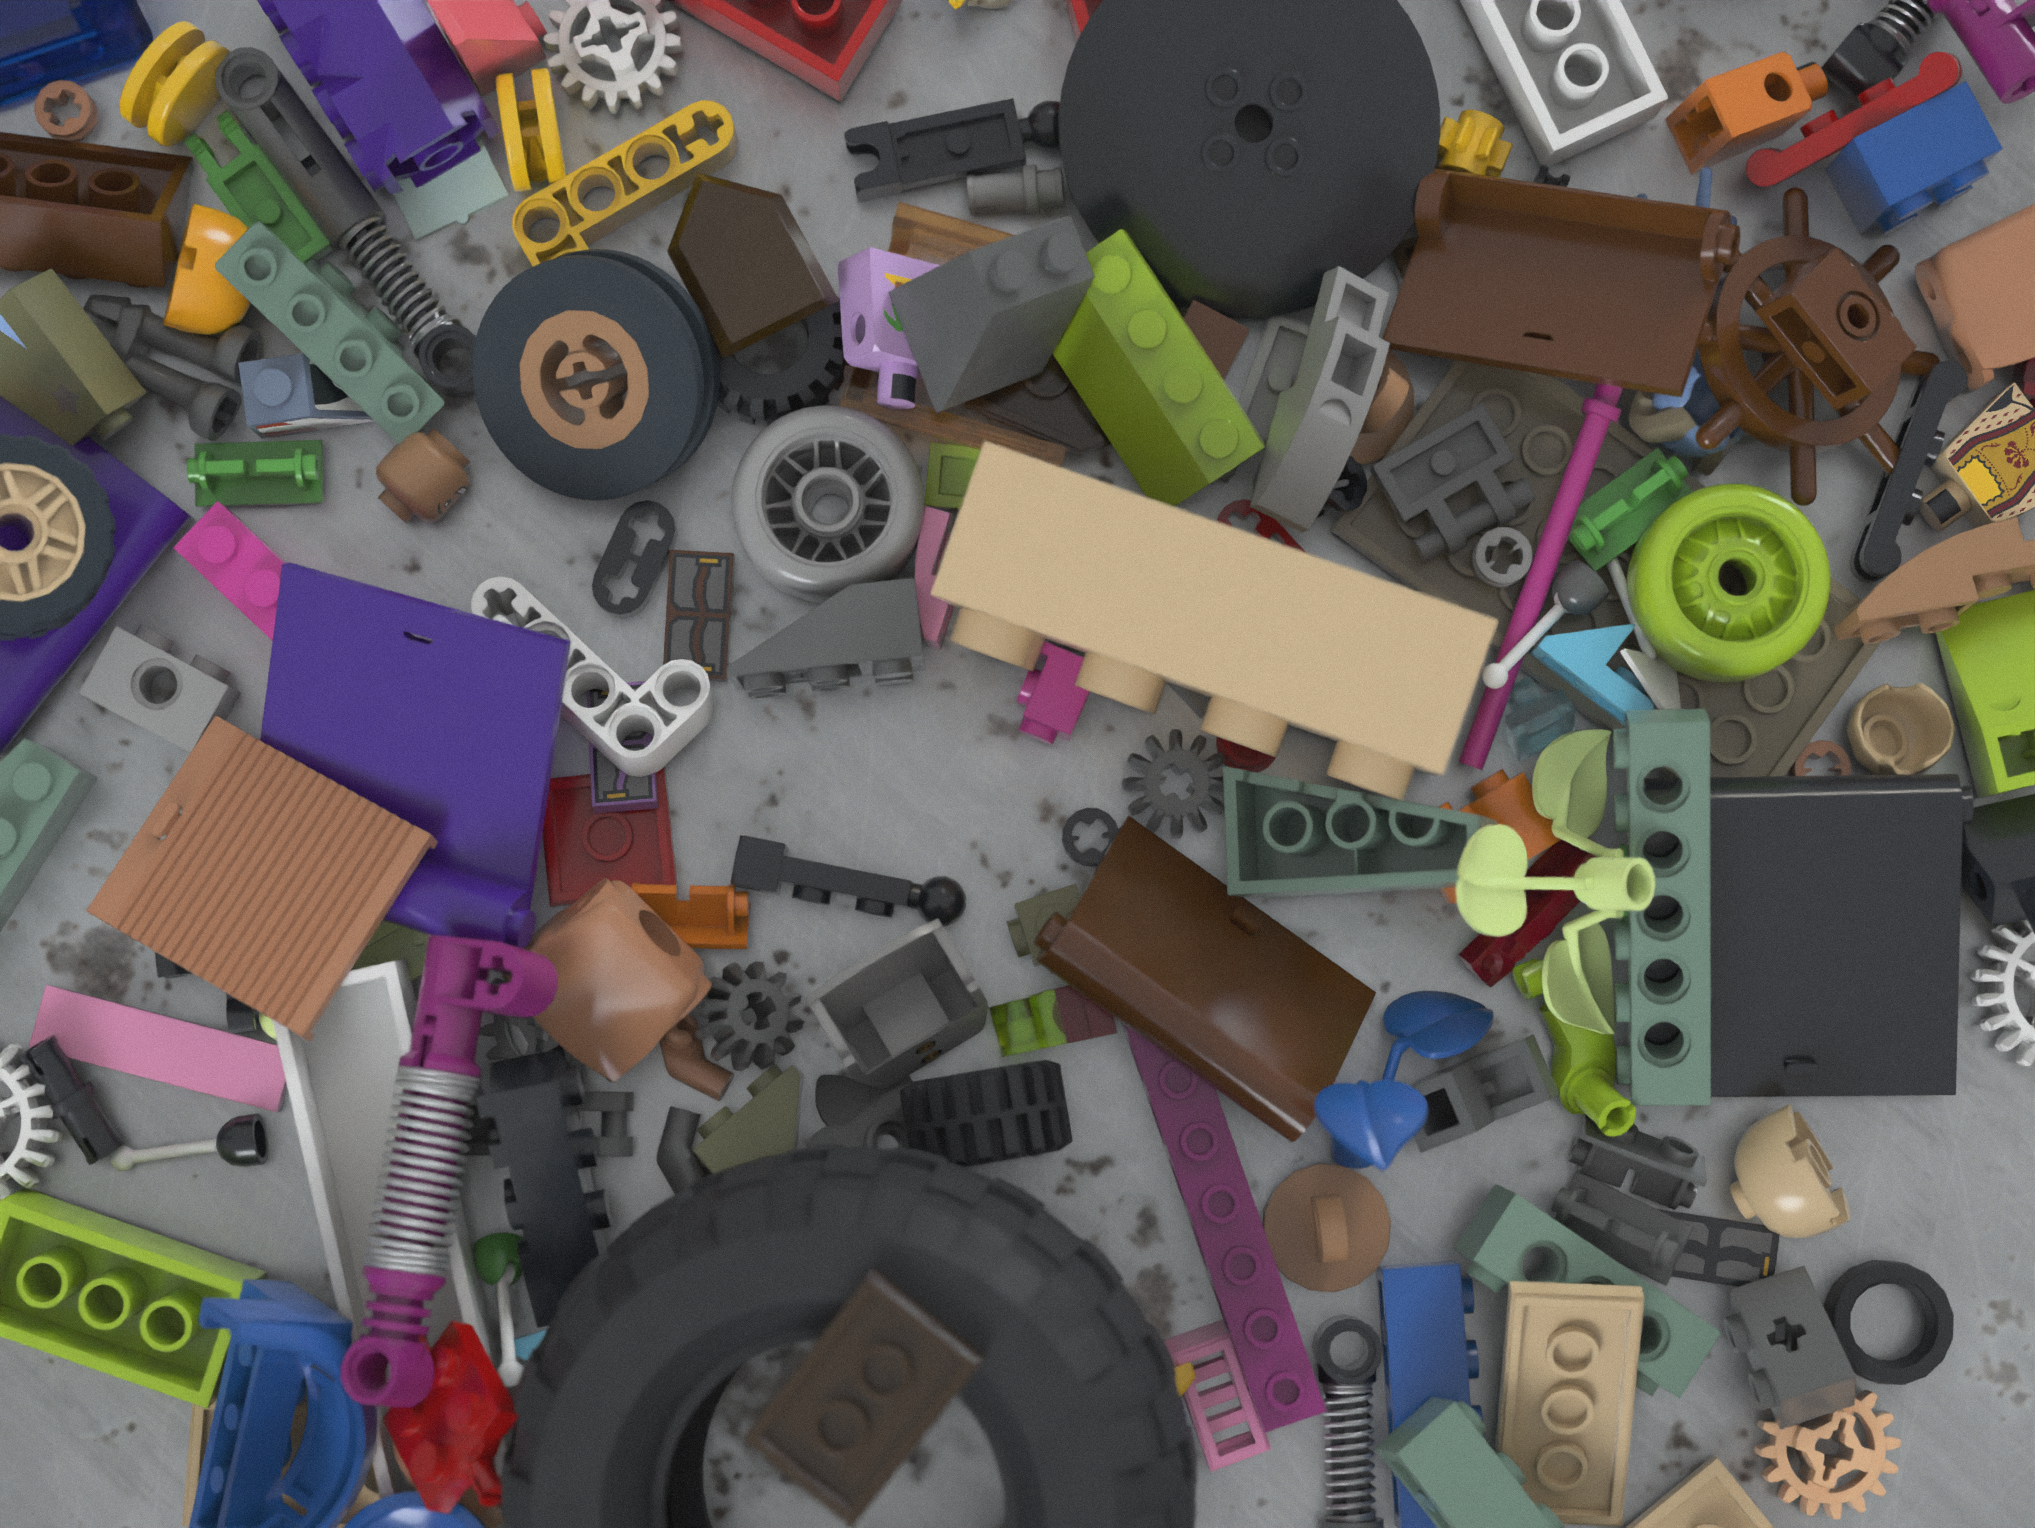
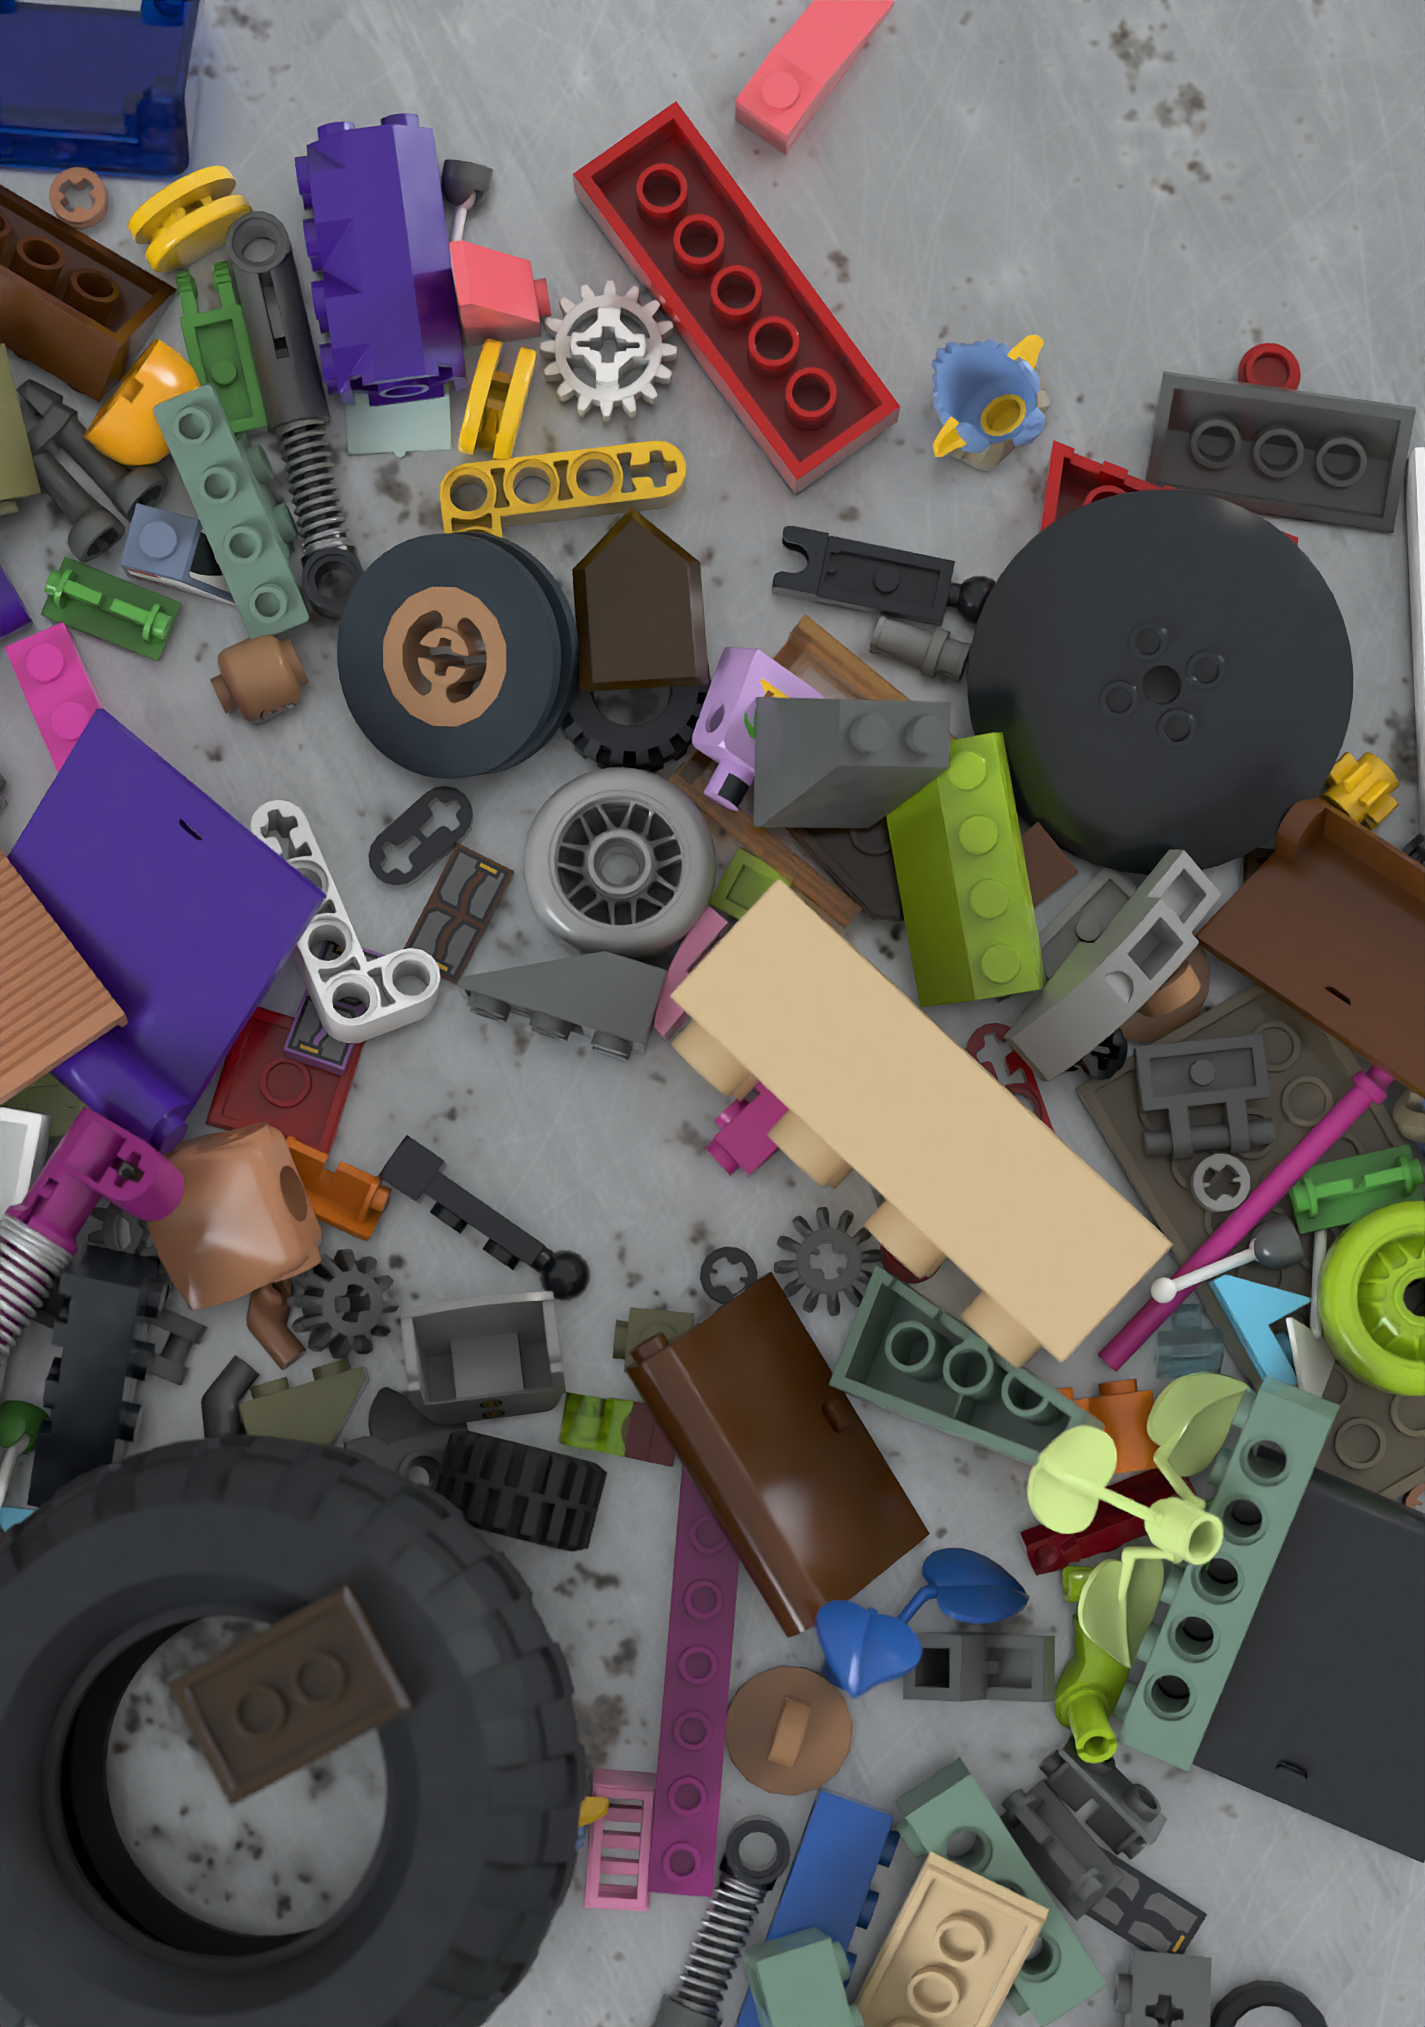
camera: 25 degrees right, 0 degrees up
(1787, 1178) = (1232, 1870): tan cylinder -> none

